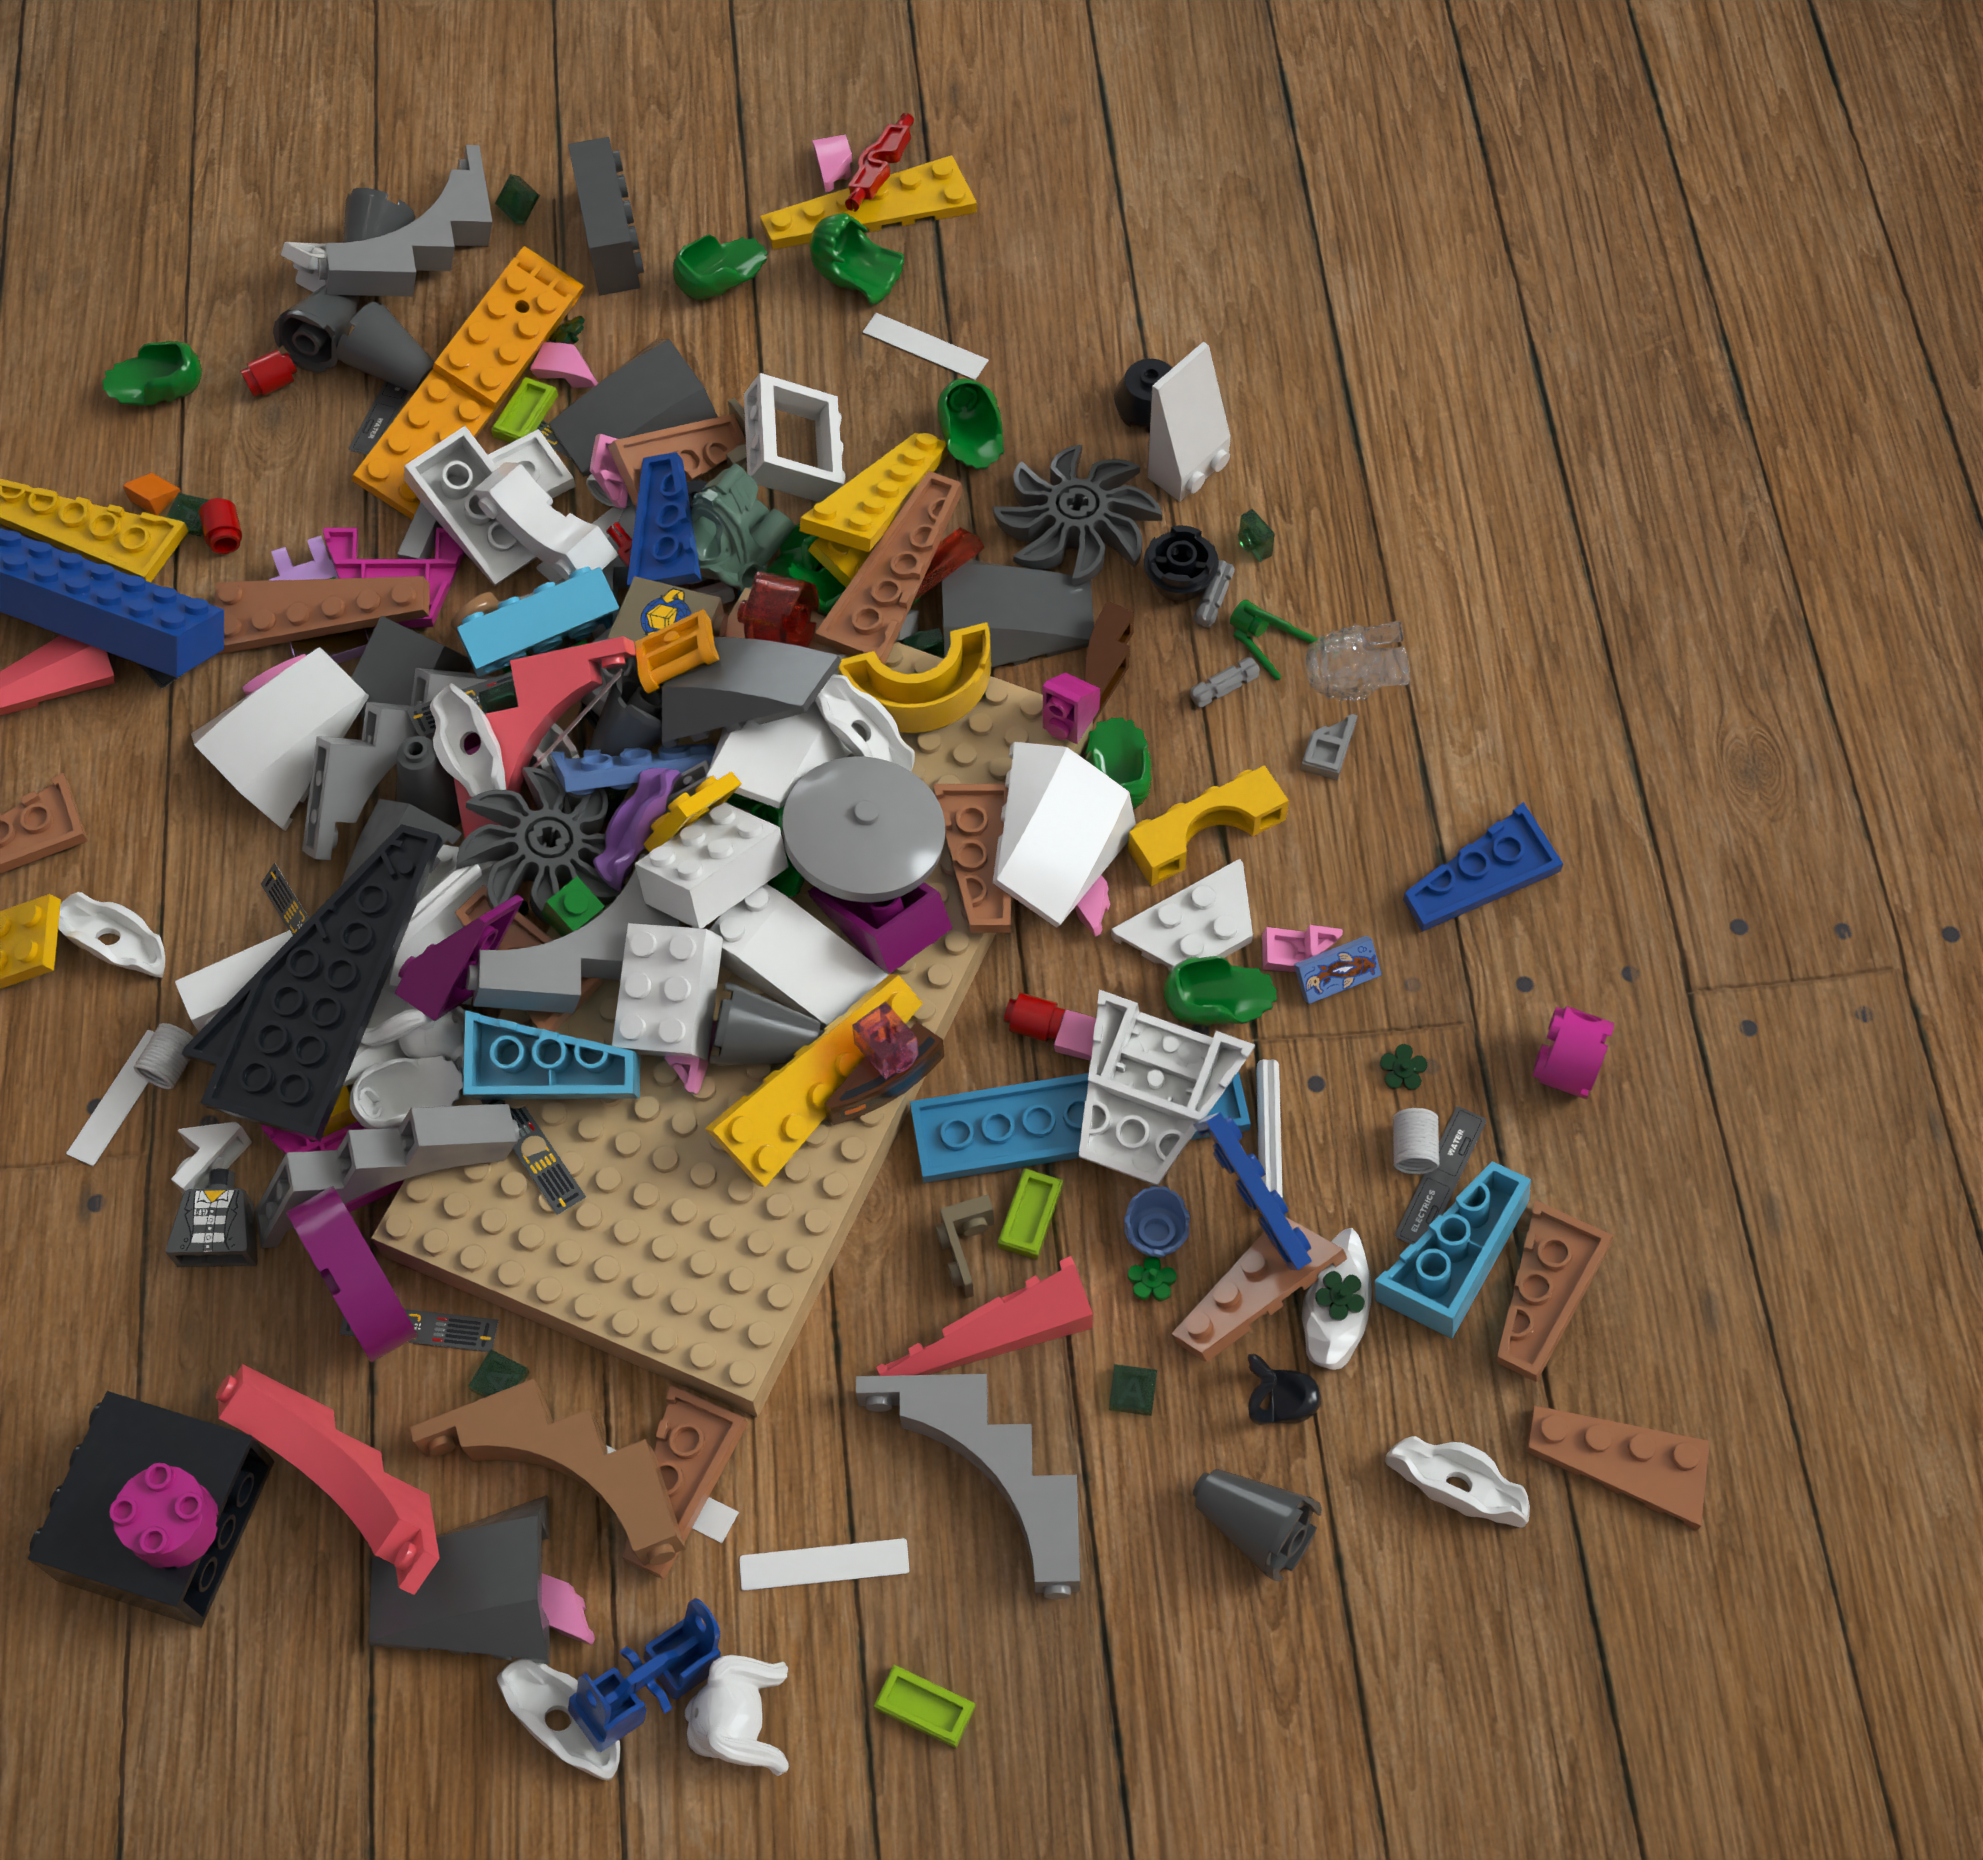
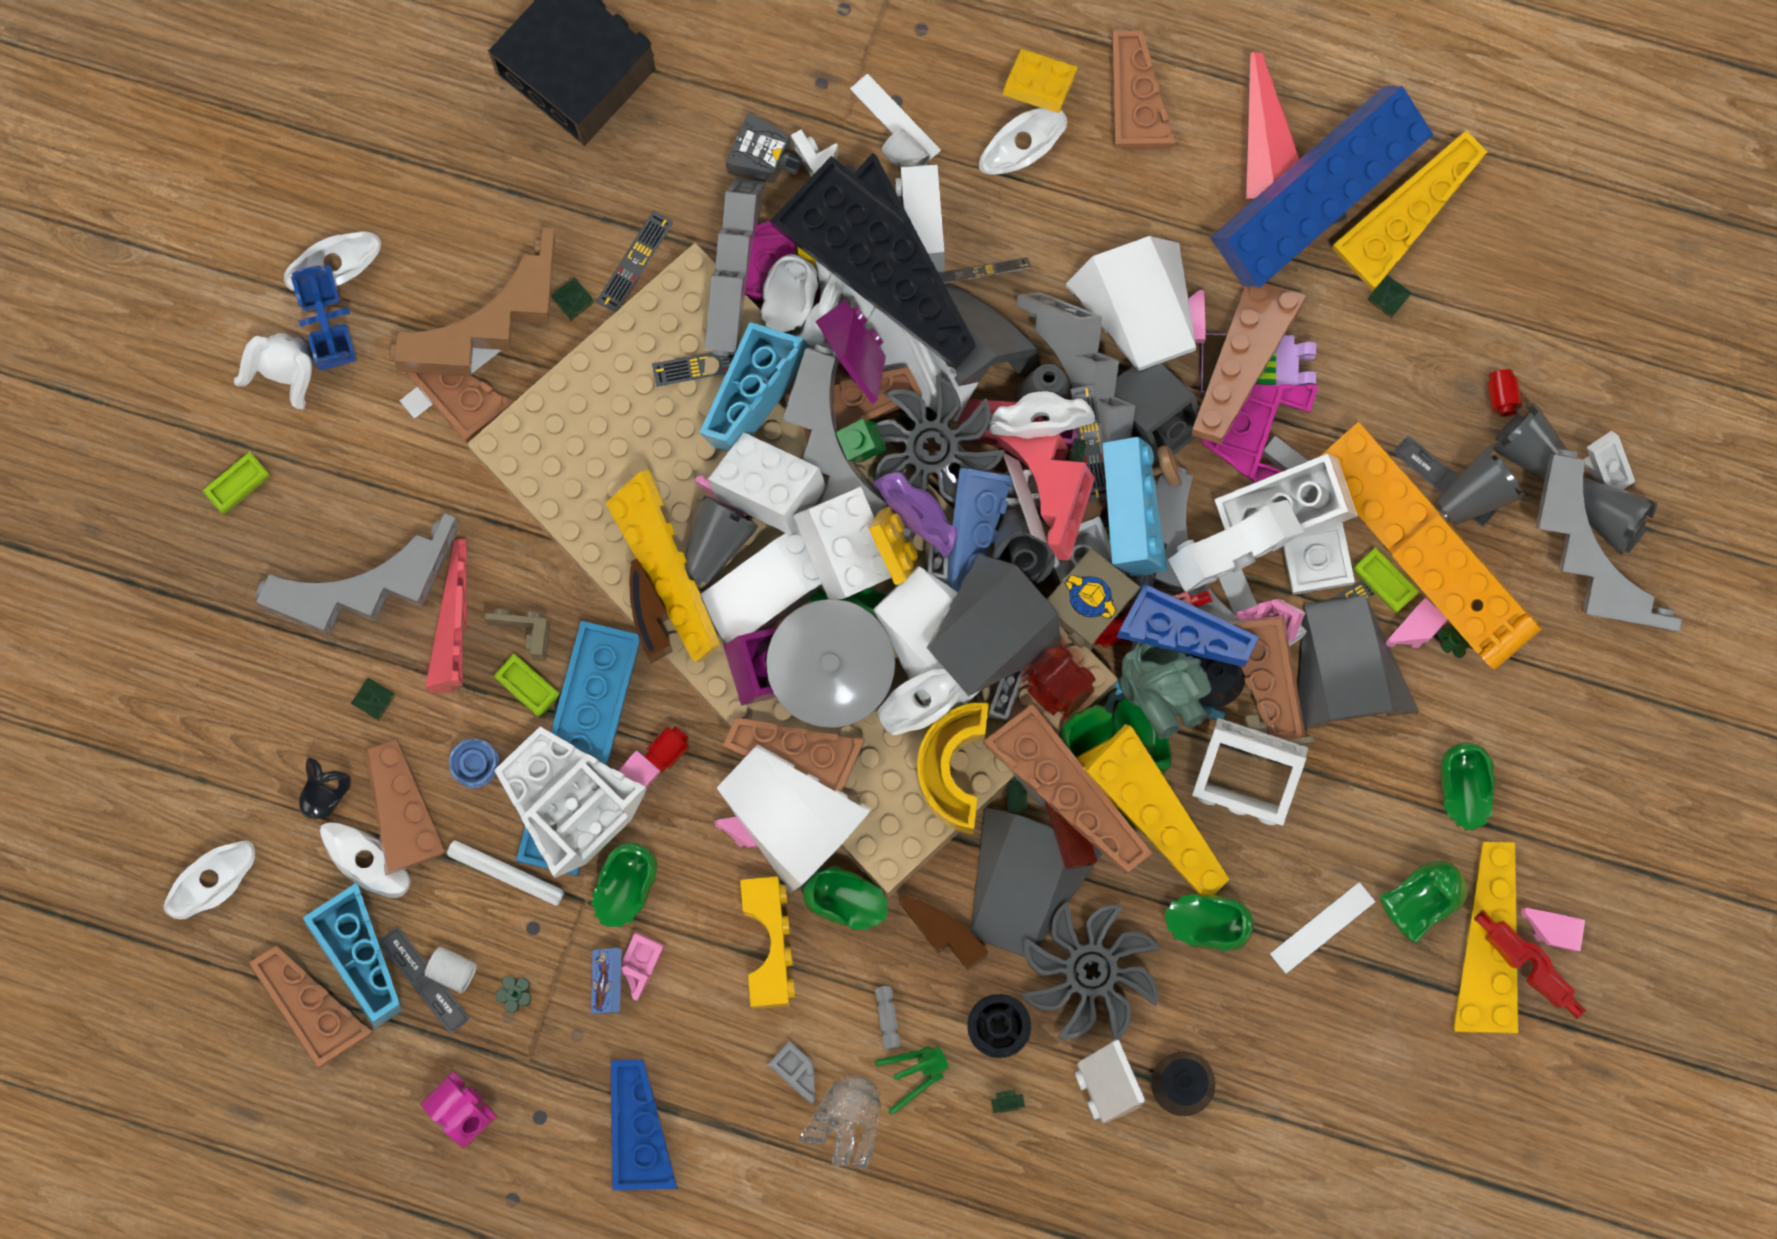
camera: 115 degrees right, 15 degrees up
(151, 492) = (1422, 273): orange slope -> none
(157, 374) = (1535, 302): green hair -> none
(165, 1516) = (538, 55): dark pink brick -> none
(220, 525) = (1361, 314): red brick -> none
(352, 1273) = (660, 216): magenta brick -> none
(386, 1510) = (504, 196): coral arch -> none
(477, 1596) = (439, 234): dark grey wedge -> none
(517, 199) = (1614, 647): clear green plate -> none
(565, 1609) = (403, 282): bright pink slope -> none
(606, 215) = (1554, 707): dark grey brick -> none
(675, 650) = (1053, 586): light orange plate -> none
(824, 1564) = (355, 458): white sticker -> none
(886, 1040) = (666, 610): clear pink brick -> none
(1069, 706) = (884, 866): dark pink slope -> none
(1152, 1279) = (441, 745): green plant -> none
(1197, 921) = (693, 899): white wing -> none
(1214, 595) = (955, 1033): light grey axle -> none
(1228, 1152) = (454, 820): blue wing -> none
(1258, 1518) = (244, 733): dark grey cone -> none
(1340, 1295) = (363, 859): dark green plant -> none
(1644, 1463) = (169, 1002): nougat wing -> none

